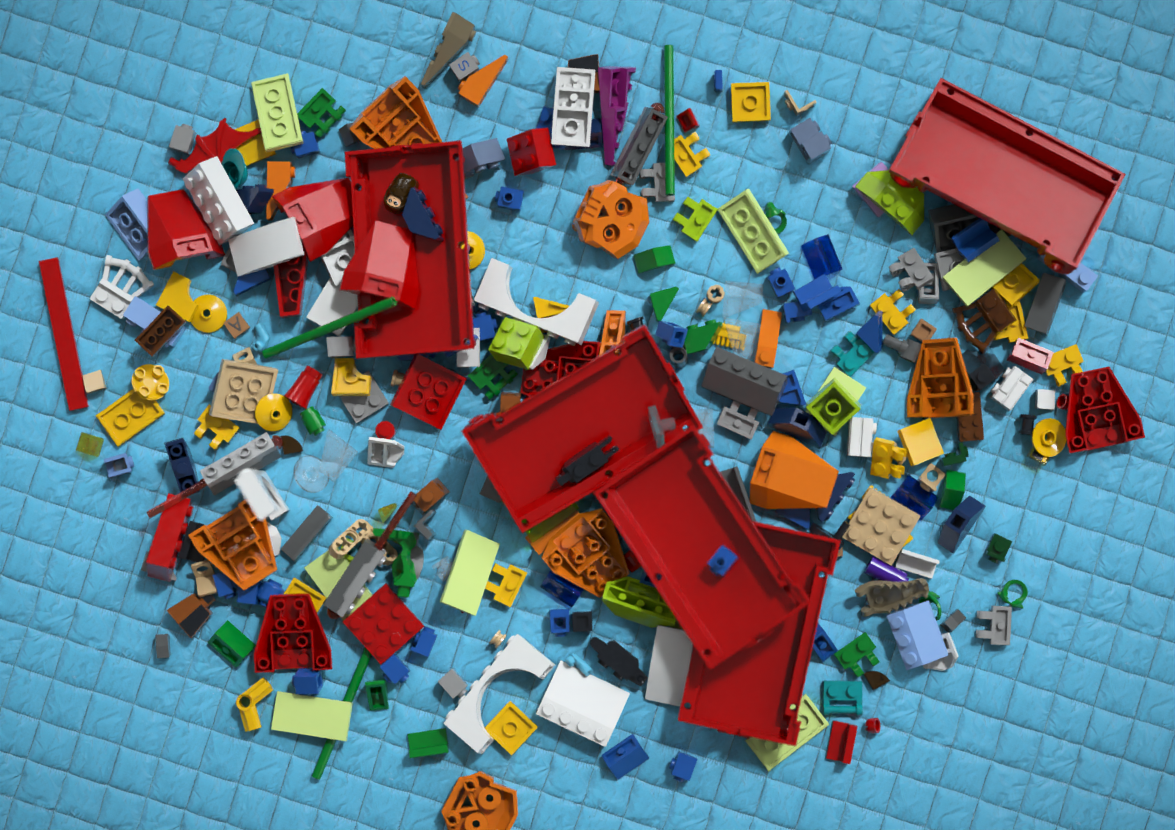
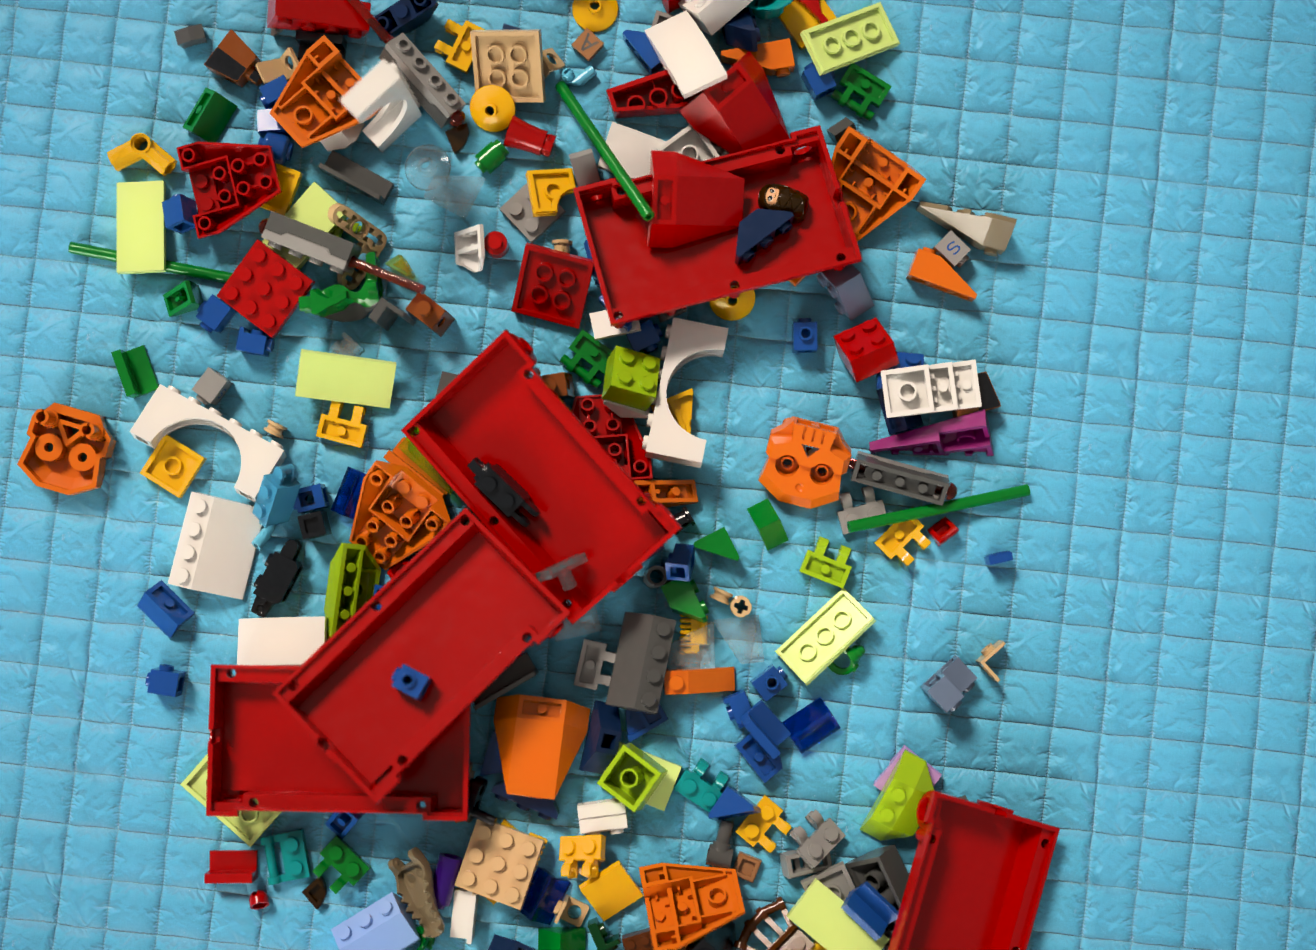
camera: 80 degrees right, 0 degrees up
(553, 645) = (277, 496): none -> dark azure brick
(750, 102) = (981, 602): yellow plate -> none

